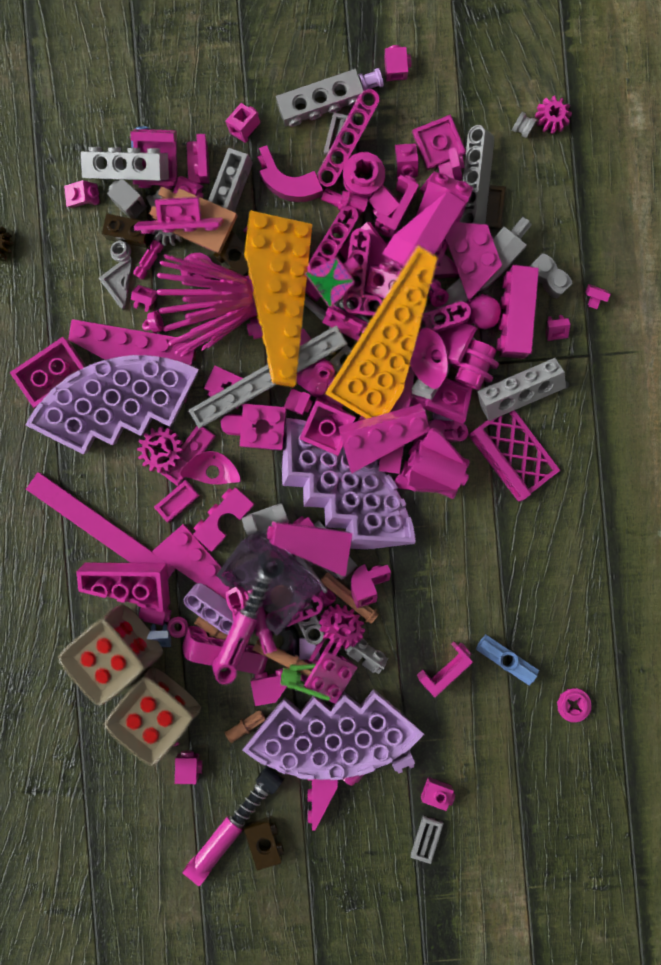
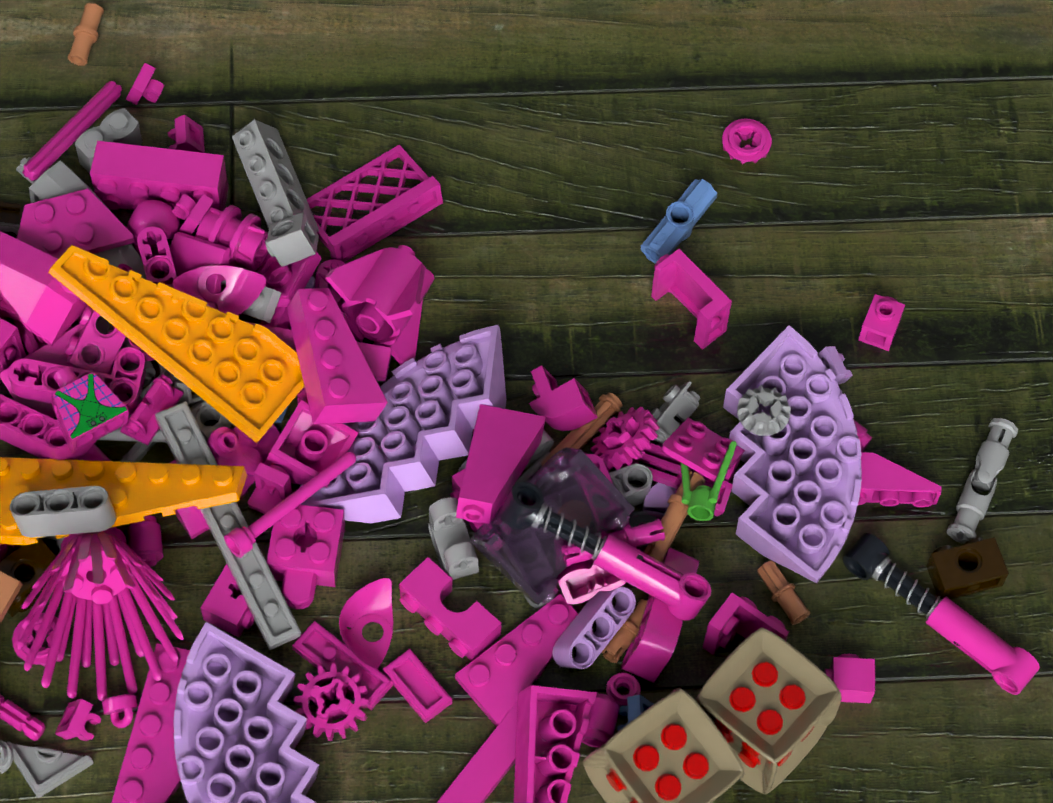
camera: 90 degrees left, 25 degrees down
(214, 690) = (740, 617): none -> dark pink bracket
(252, 388) = (241, 539): none -> dark pink piece
(261, 264) = (63, 511): none -> light grey beam
(267, 688) = (721, 551): dark pink slope -> none
(335, 859) = (989, 462): none -> light grey piece
(360, 707) = (761, 423): none -> light grey gear
(431, 822) = (952, 348): light grey tile -> none
(472, 404) = (292, 239): none -> light grey brick
(489, 336) = (191, 212): none -> dark pink tile
(555, 250) = (72, 130): none -> dark pink axle
(637, 252) = (85, 34): none -> nougat pin

